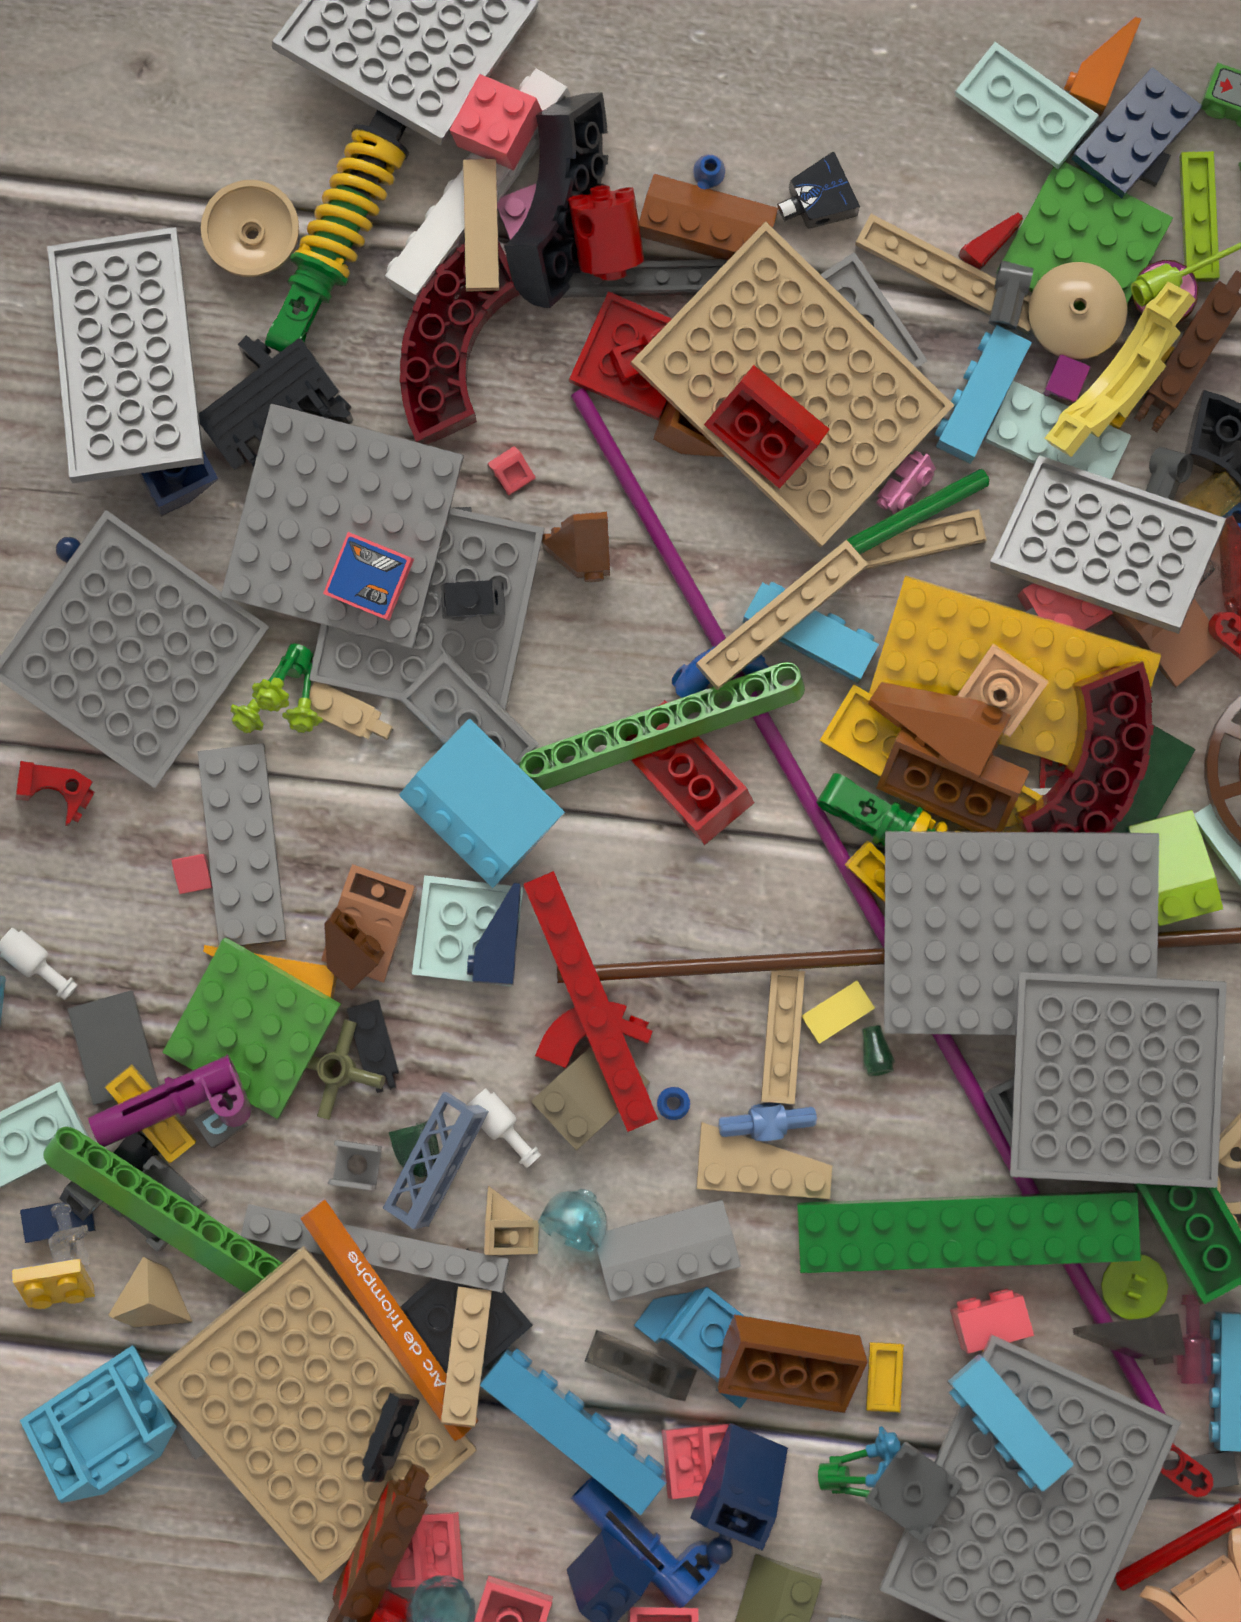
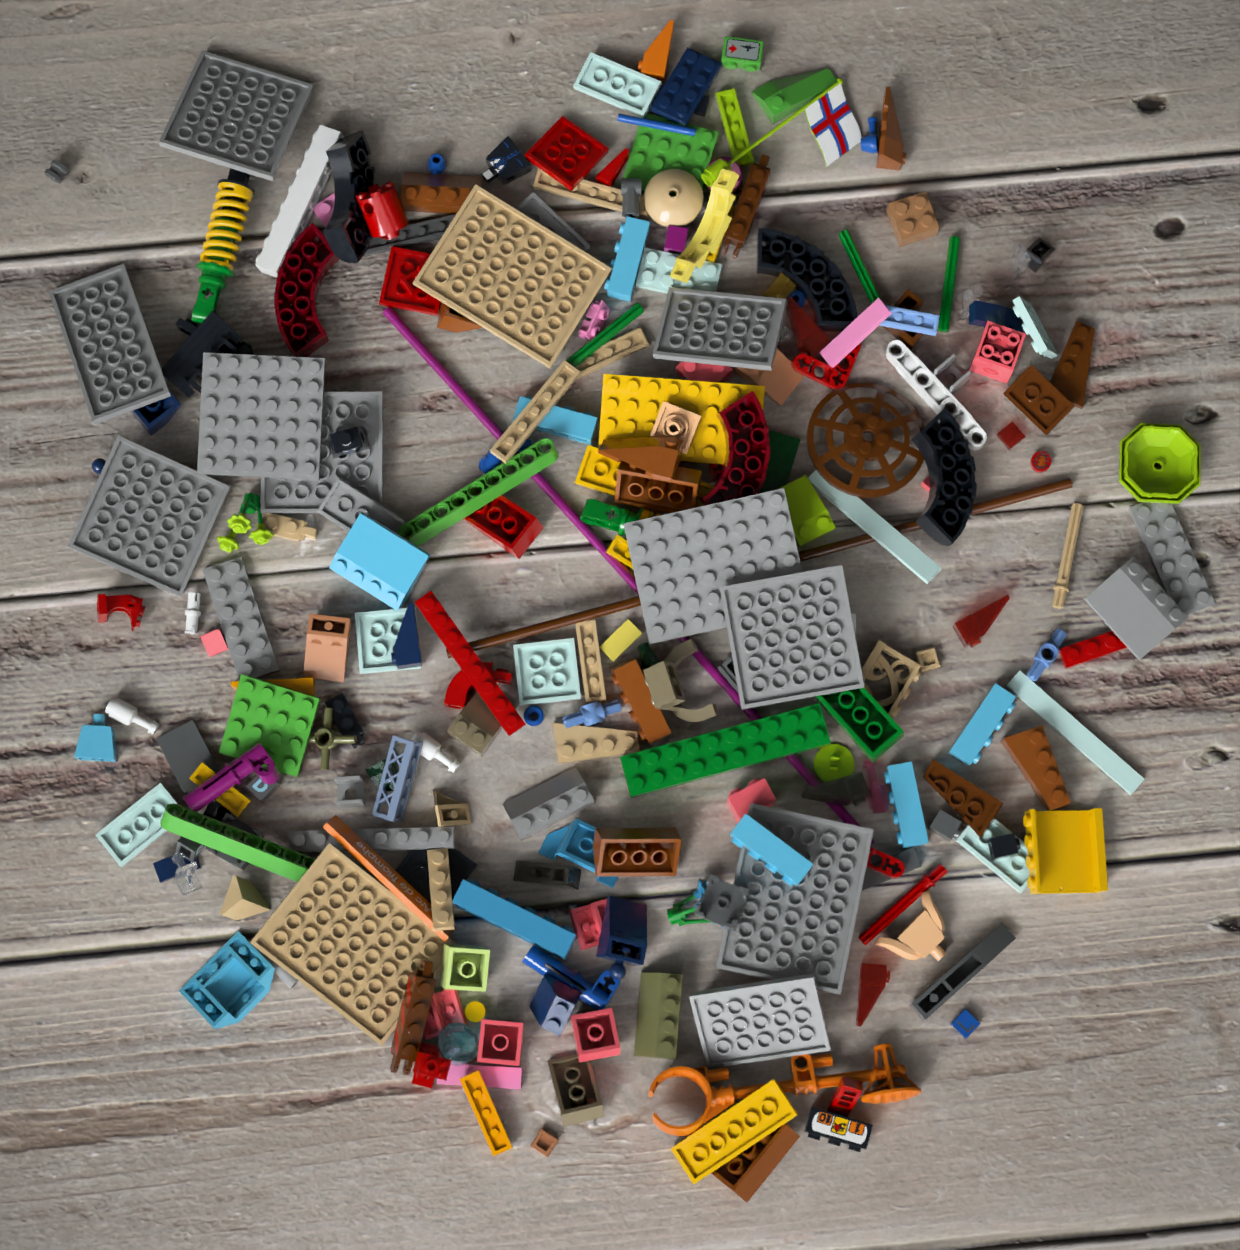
camera: 10 degrees left, 5 degrees down
(53, 1284) = (182, 901): yellow plate -> none
(100, 53) = (56, 171): none -> dark grey wheel
(167, 818) = (192, 613): none -> white pin
(244, 208) = (167, 242): tan dish -> none
(349, 950) = (318, 665): reddish brown slope -> none
(368, 576) = (283, 441): slope -> none
(388, 1436) = (403, 946): black hinge -> none
(478, 1490) = (464, 967): none -> yellowish green brick
(479, 1559) = (475, 1011): none -> yellow tile
(481, 225) = (306, 222): tan tile -> none
(496, 122) = (302, 160): coral brick -> none
(511, 470) = (356, 364): coral slope -> none
(577, 1218) = (489, 795): clear light blue cylinder -> none
(581, 545) = (406, 396): dark orange wedge -> none
(709, 1037) = (546, 672): none -> light aqua plate
(766, 427) = (501, 303): red slope -> none
(848, 1116) = (637, 695): none -> dark orange wedge
(884, 1377) = (695, 850): yellow tile -> none
(897, 1113) = (666, 687): none -> dark tan piece
(921, 200) = (566, 153): none -> red plate
(1076, 184) = (656, 124): none -> blue bar
(1168, 471) = (748, 279): dark grey piece -> none

